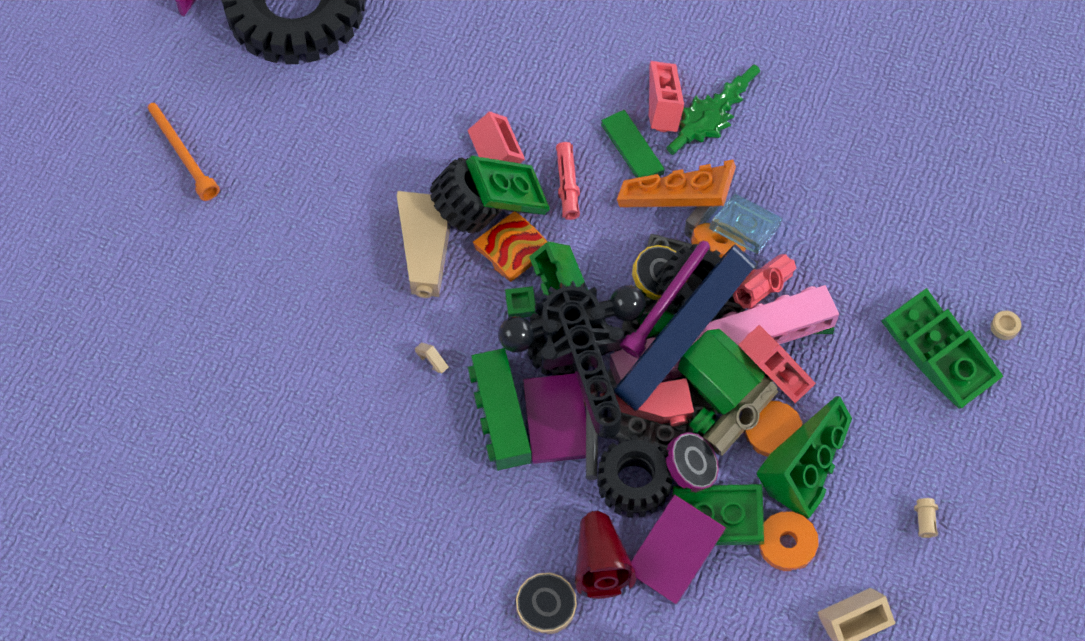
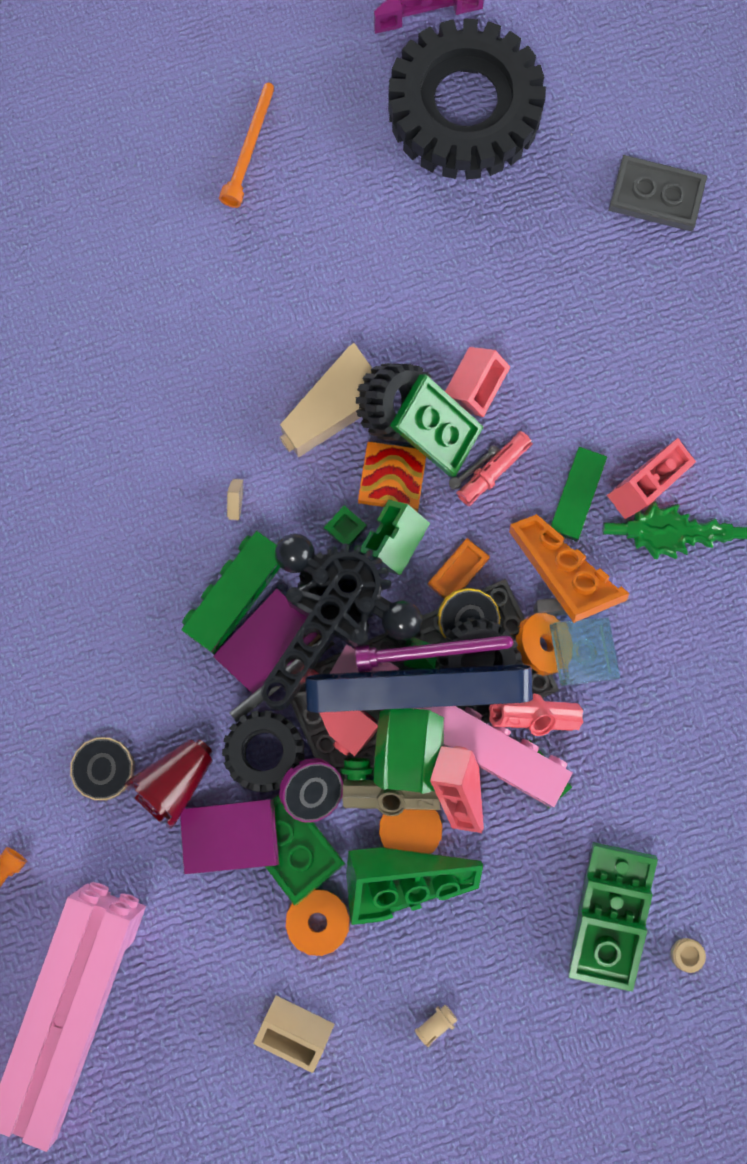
camera: 50 degrees right, 15 degrees up
(553, 212) = (455, 483): none -> flat silver hinge
(617, 258) = (459, 569): none -> orange tile

